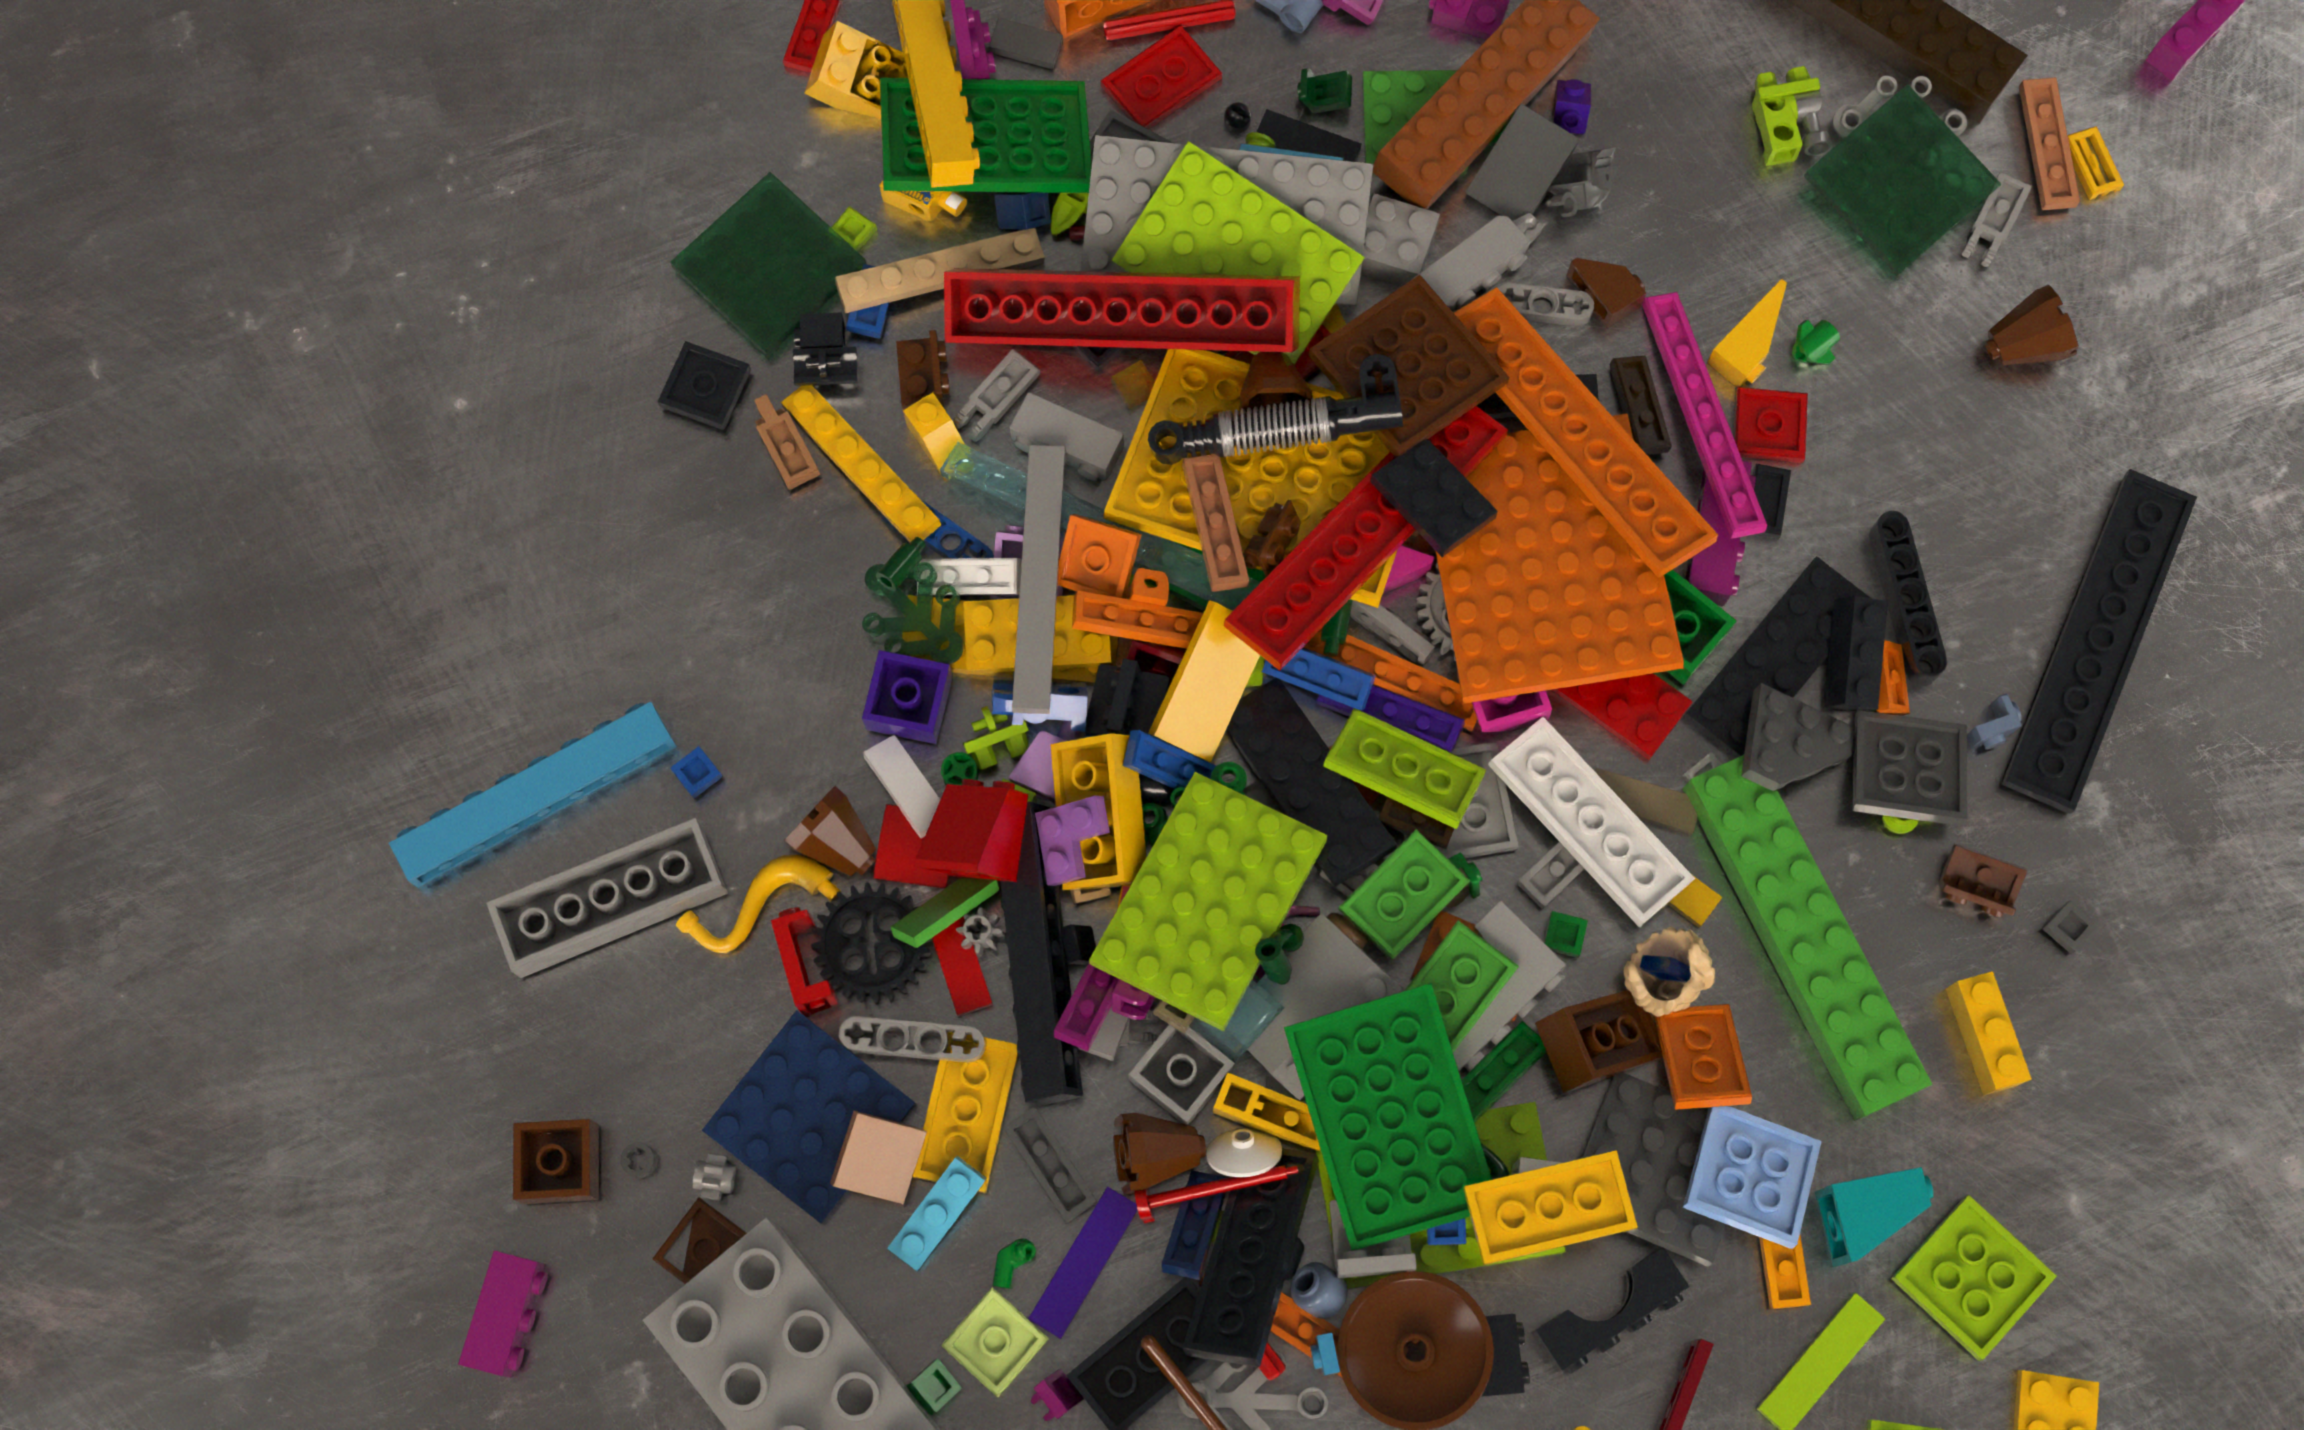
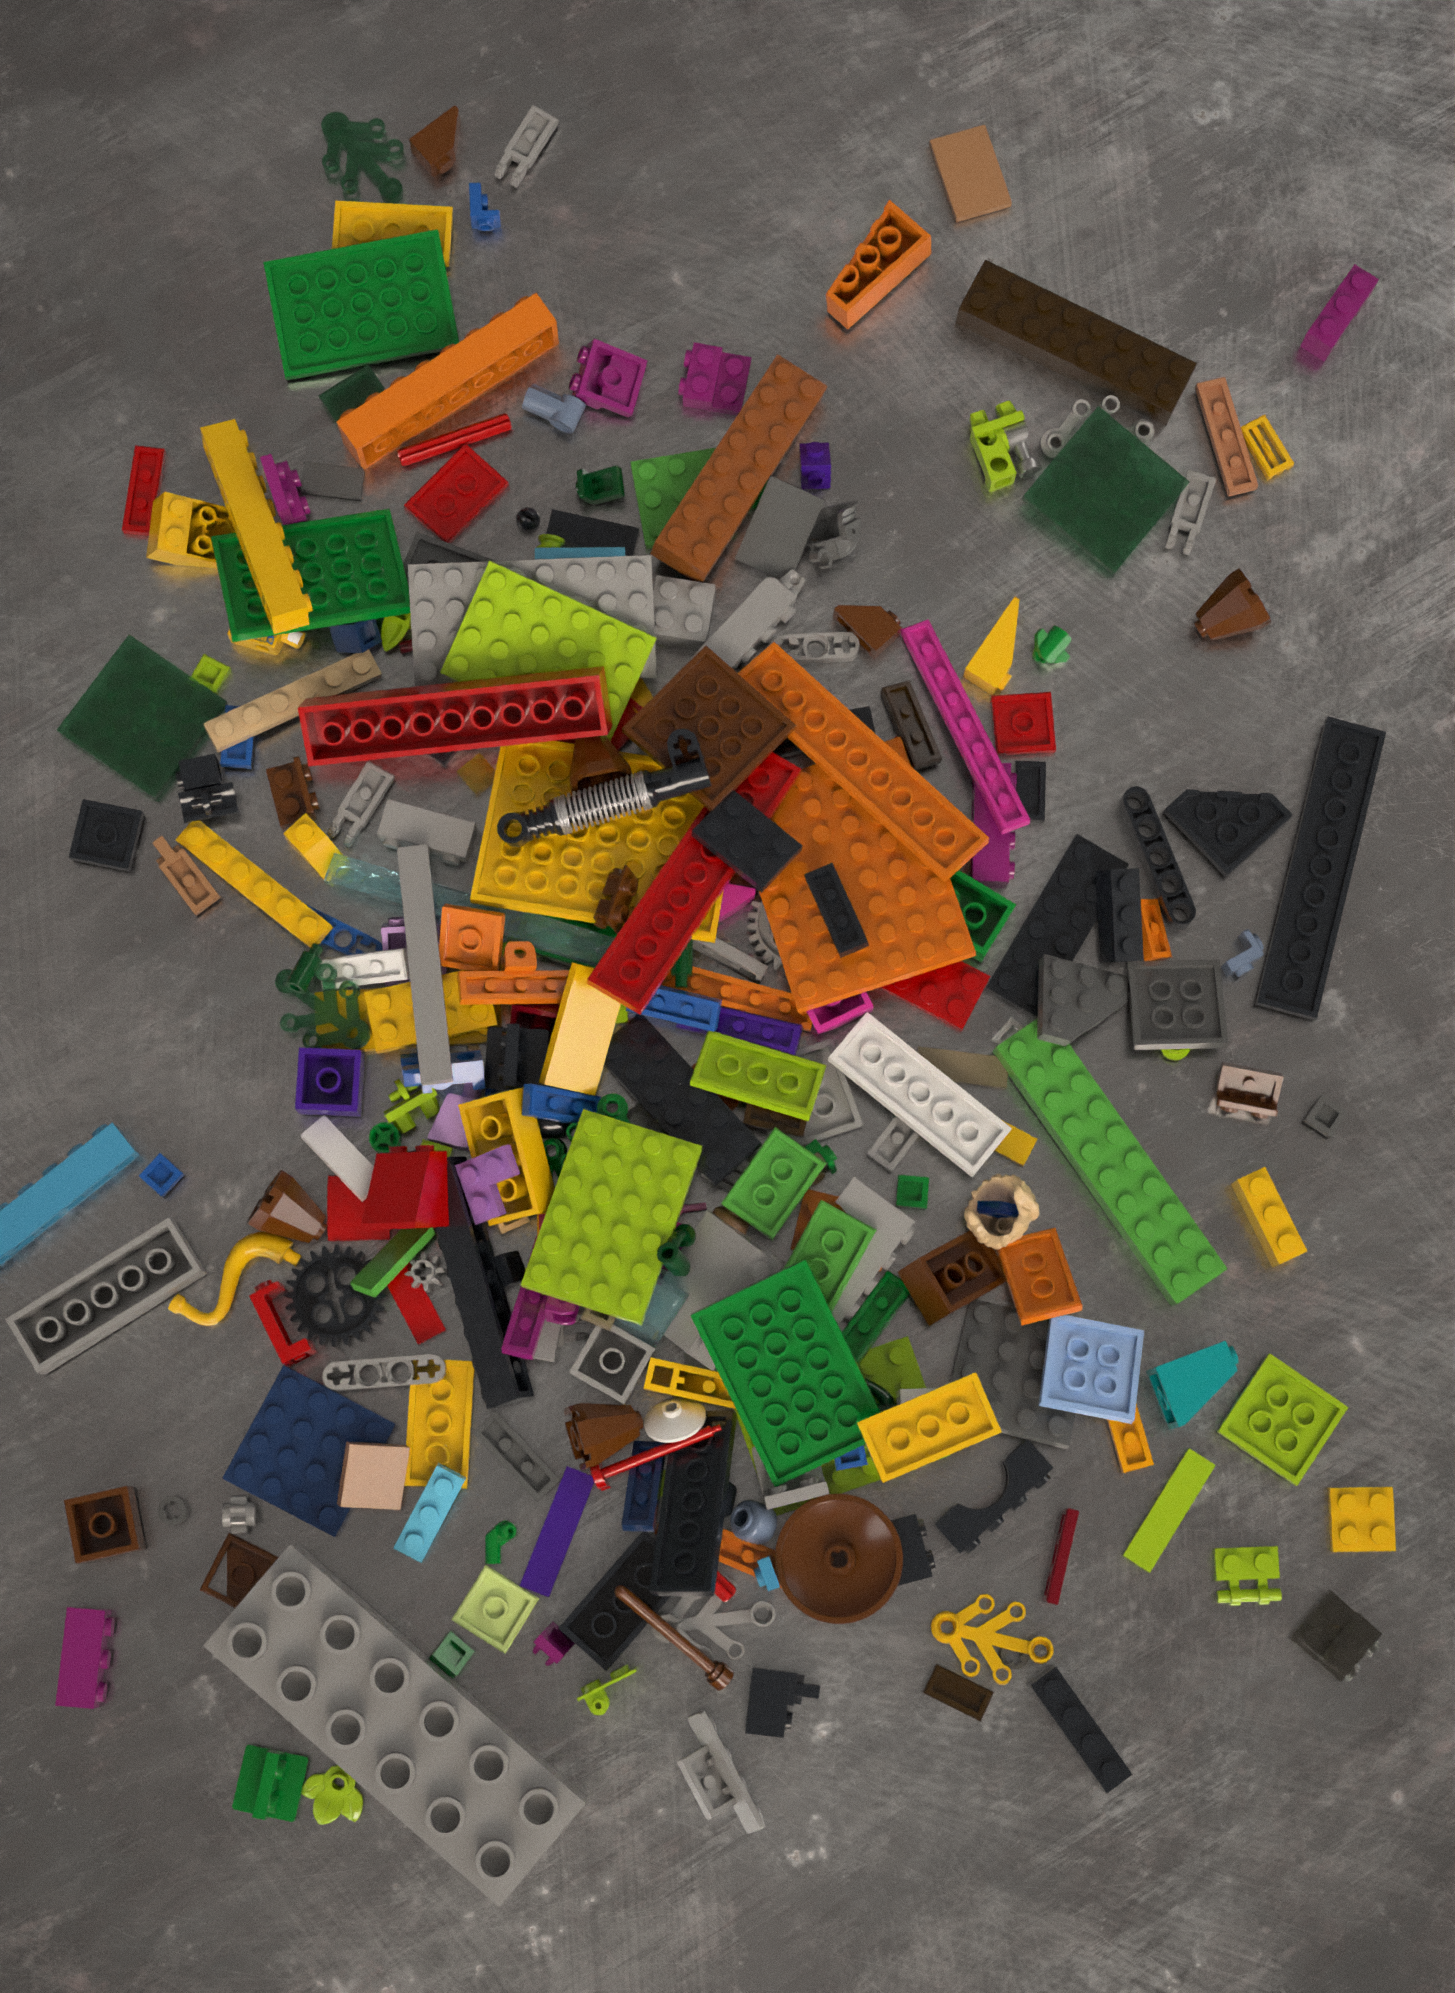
camera: 15 degrees left, 5 degrees up
(1215, 523) = (566, 893): nougat plate -> none
(1526, 590) = (836, 910): none -> black plate
(1995, 572) = (1227, 823): none -> black plate

